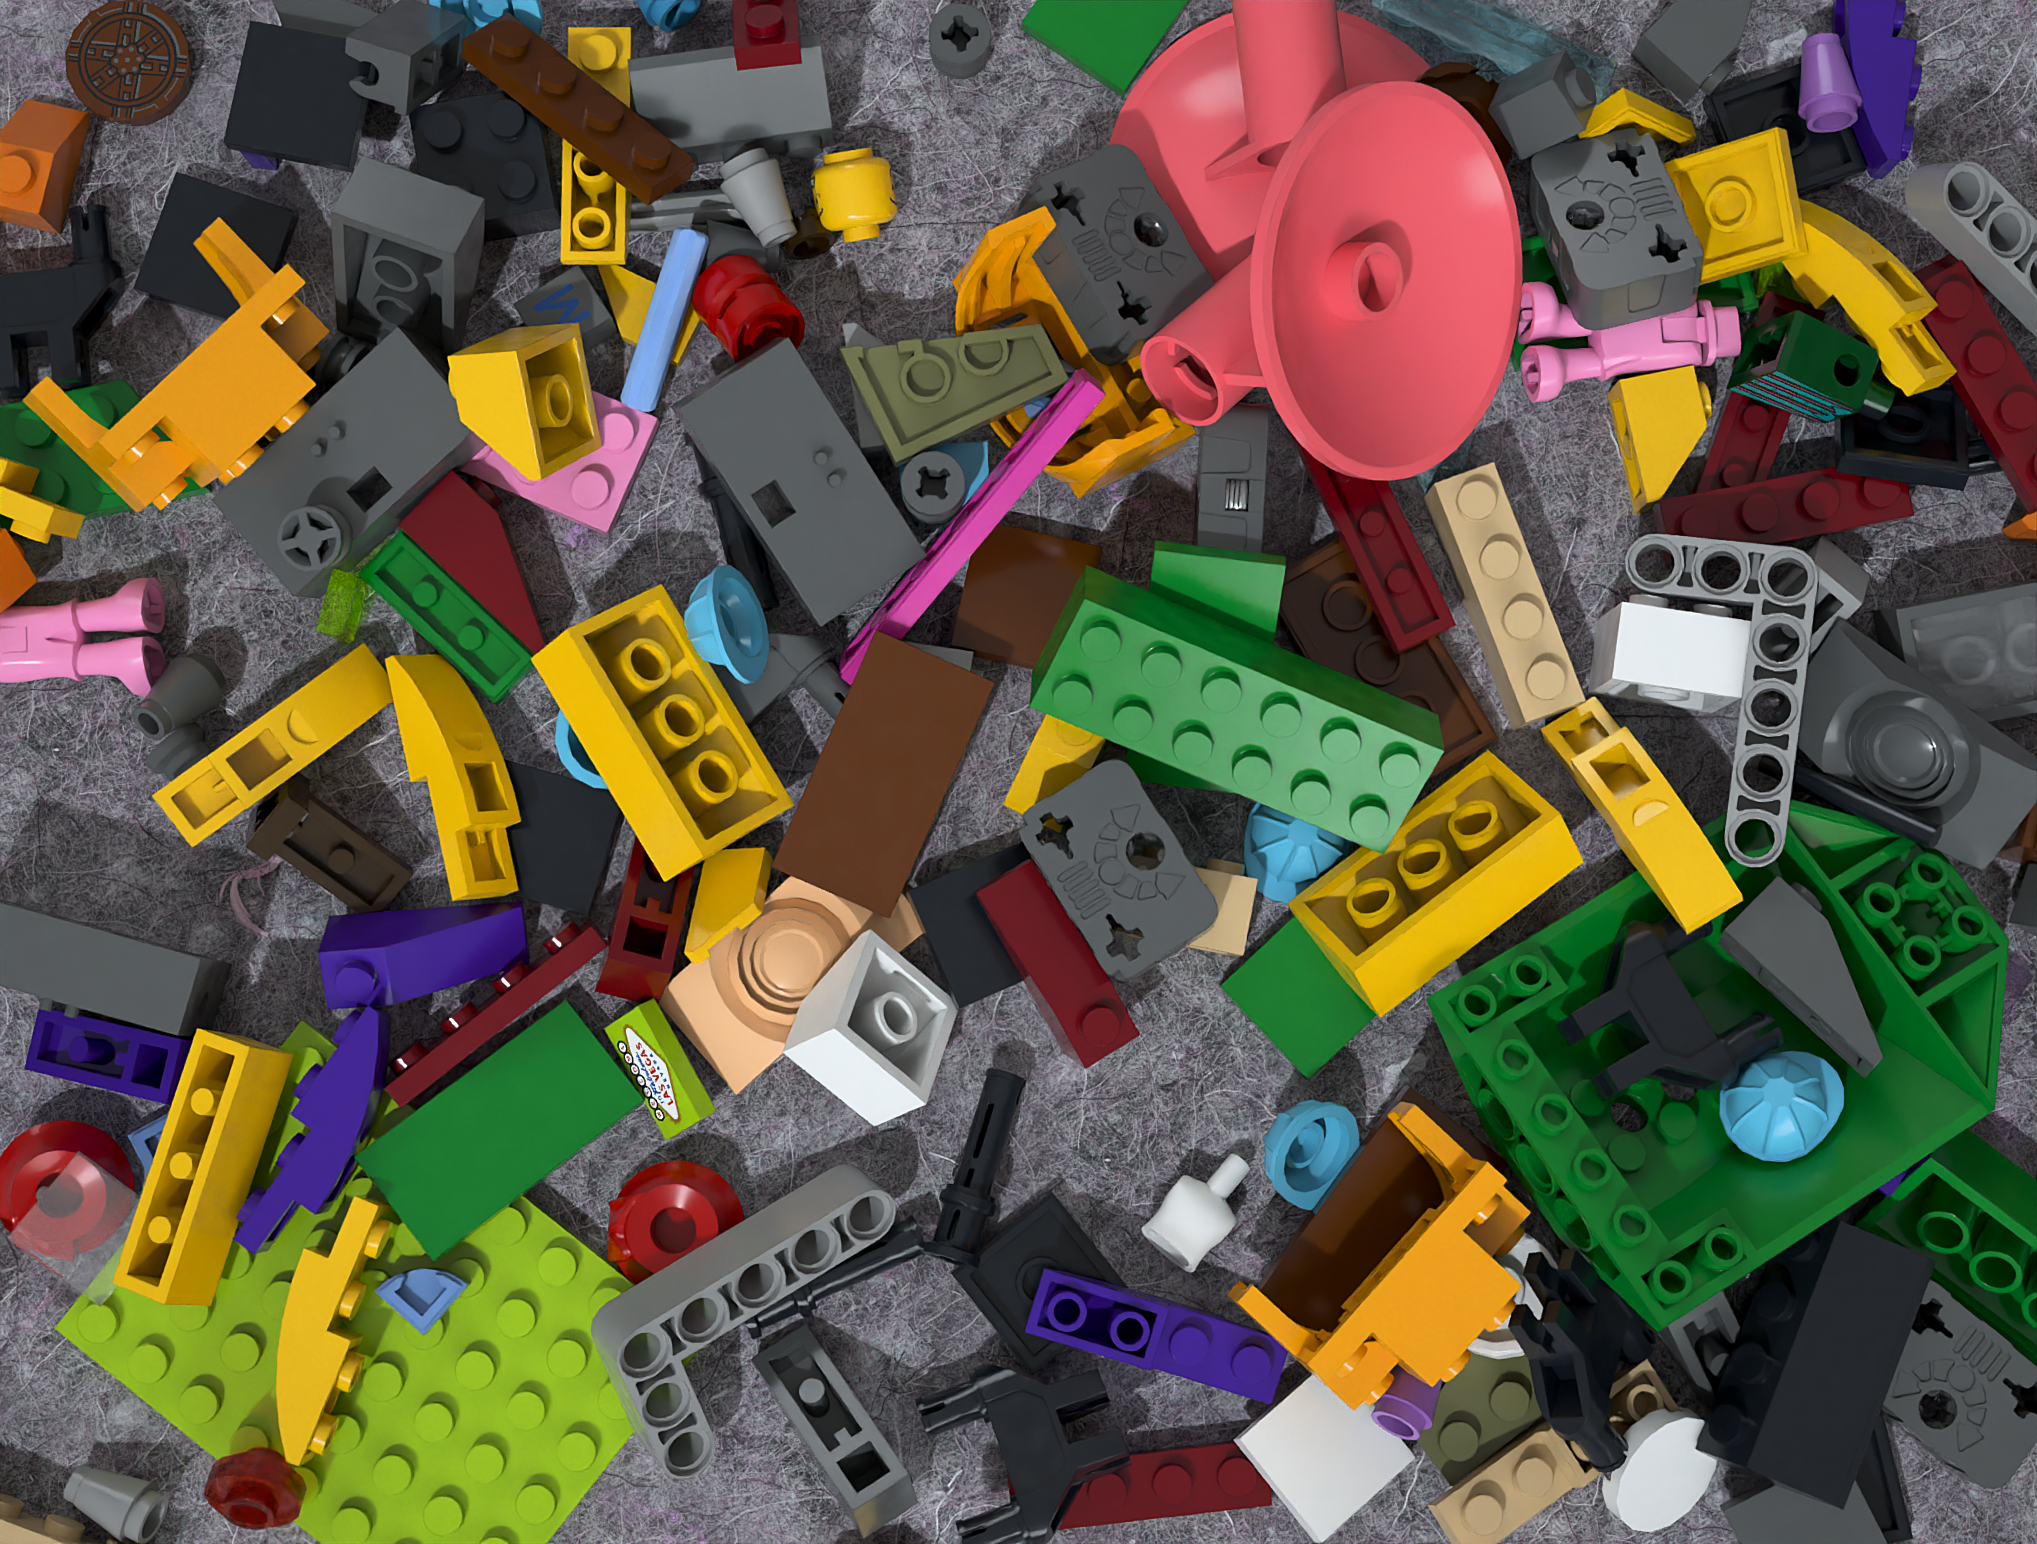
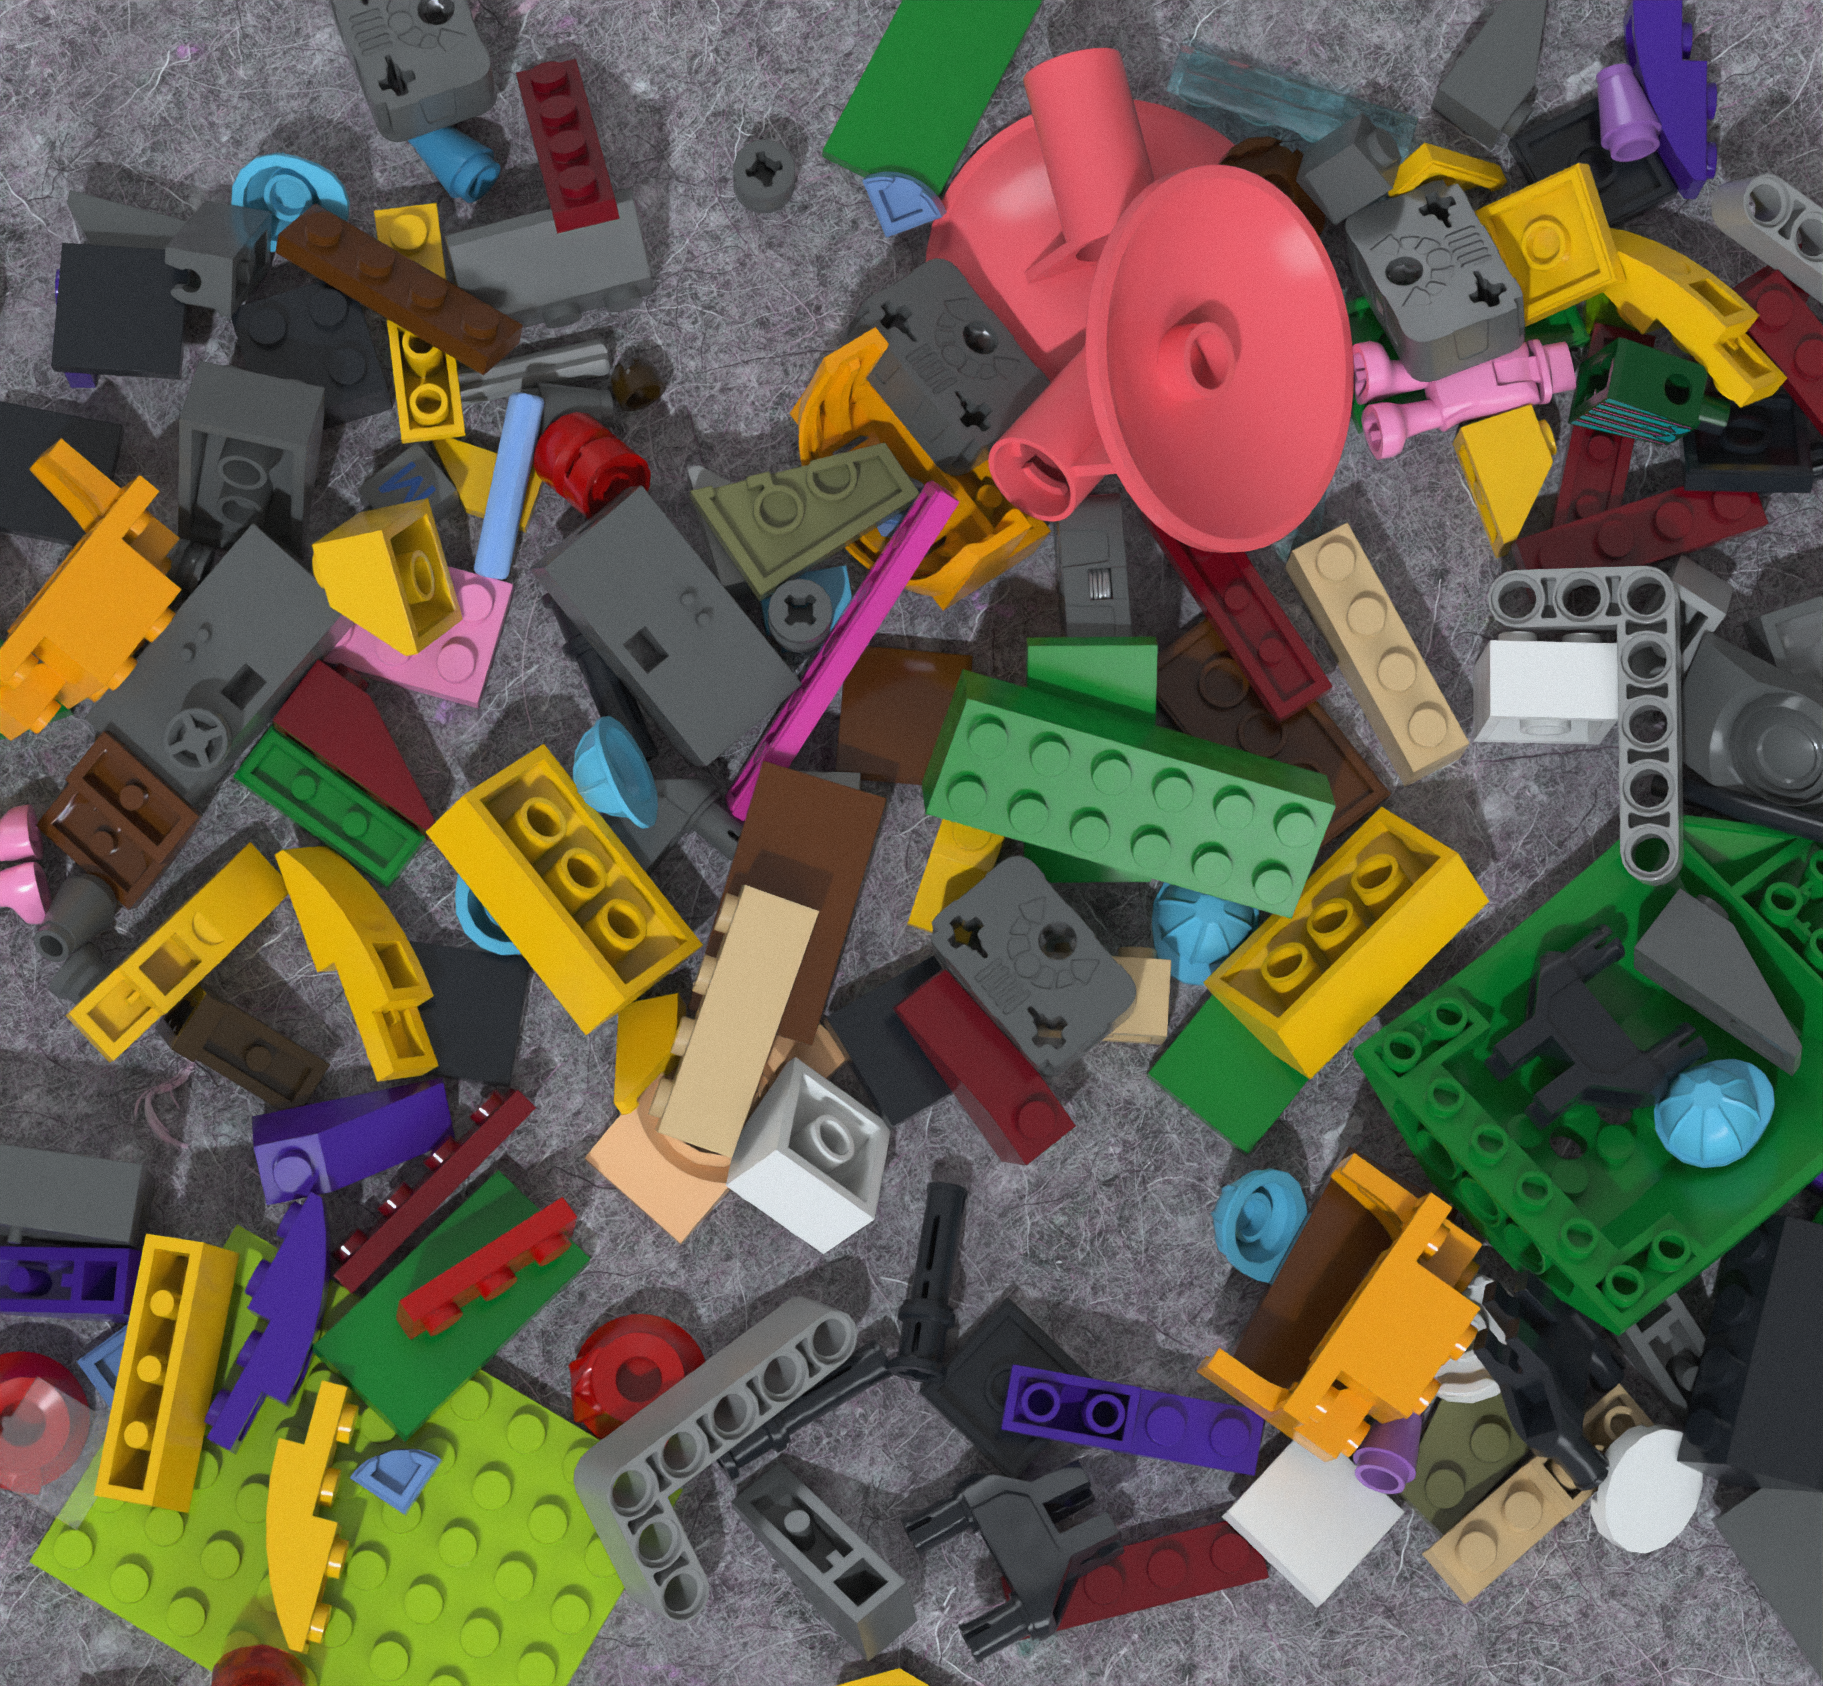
camera: 10 degrees left, 5 degrees down
(236, 605) = (120, 820): none -> reddish brown slope
(342, 607) = (223, 810): clear neon green tile -> none
(536, 1105) = (488, 1270): none -> red plate
(643, 930) = (568, 1087): dark red slope -> none
(660, 1069) = (605, 1227): lime tile -> none
(759, 196) = (587, 352): light grey cone -> none
(814, 887) = (735, 1021): none -> tan brick
(854, 193) = (680, 339): yellow head -> none
(1093, 83) = (902, 201): none -> medium blue tile
(1196, 1215) = (1154, 1301): white piece -> none
(1643, 813) = (1540, 846): yellow slope -> none

